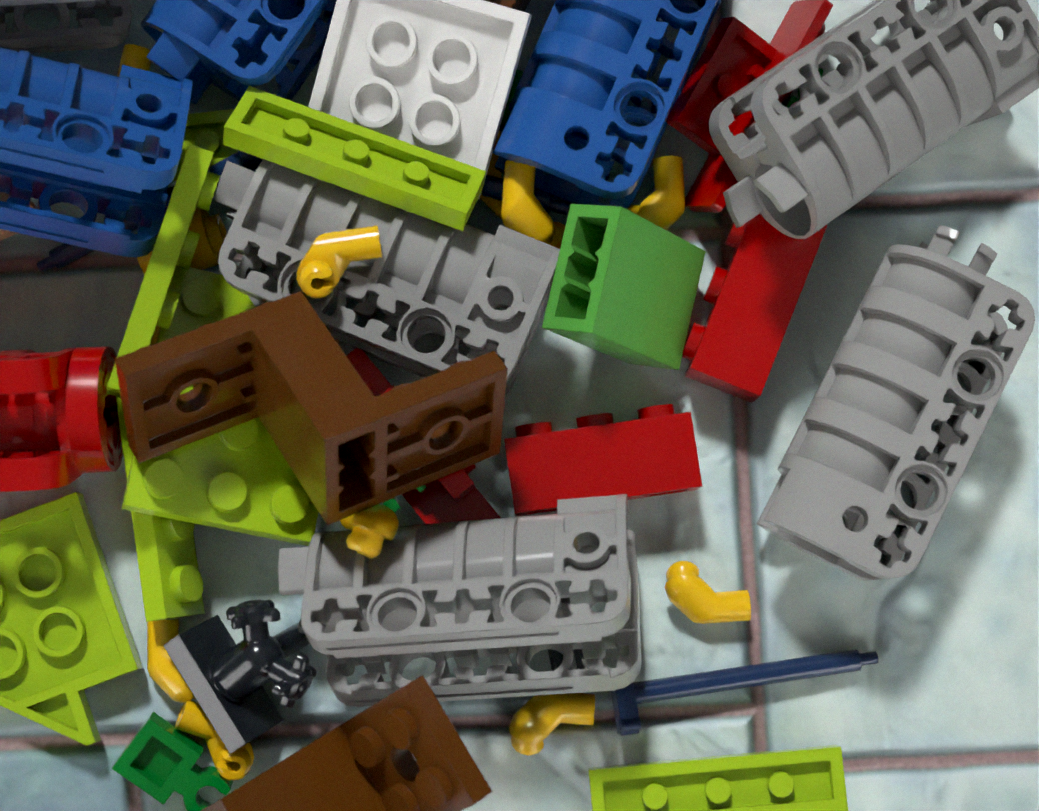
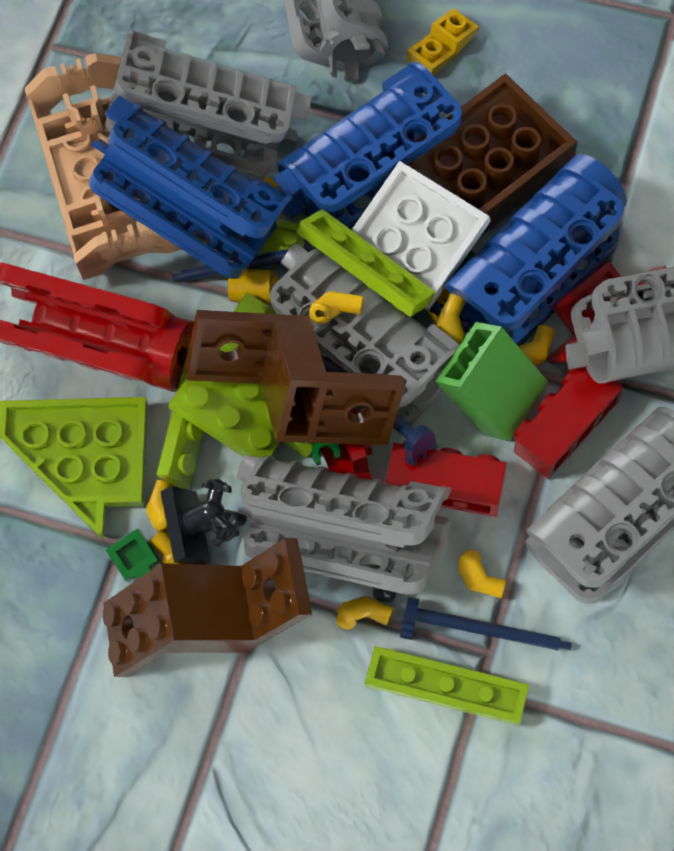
camera: 30 degrees right, 15 degrees down
(173, 248) = (250, 277): lime plate -> none
(370, 529) = (298, 455): yellow arm -> none
(546, 431) = (417, 439): none -> dark blue piece

